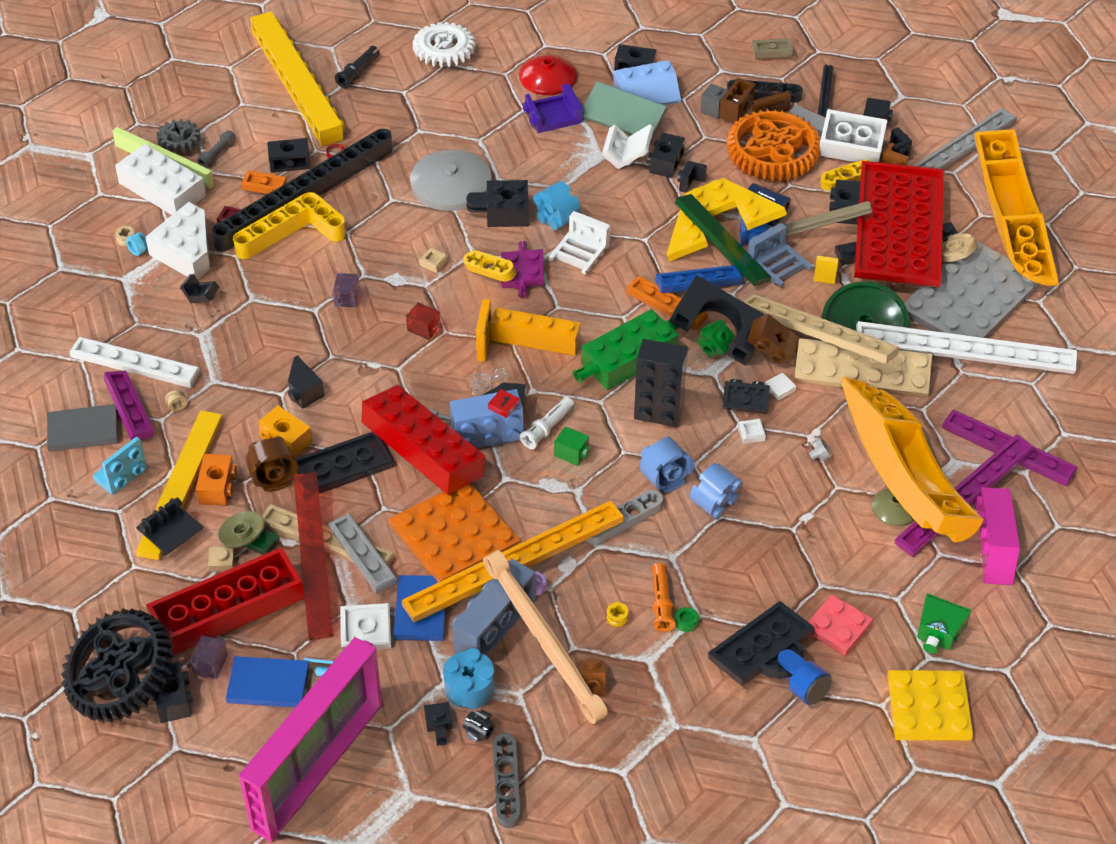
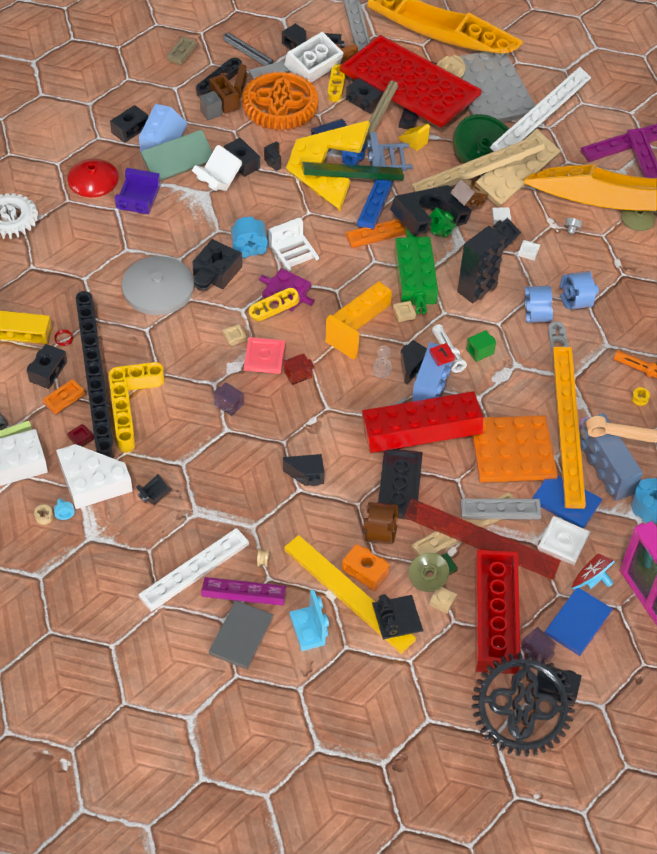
camera: 60 degrees left, 5 degrees up
(285, 425) = (353, 494): light orange brick -> none
(424, 288) = (264, 355): none -> coral plate
(566, 365) = (404, 311): none -> tan plate

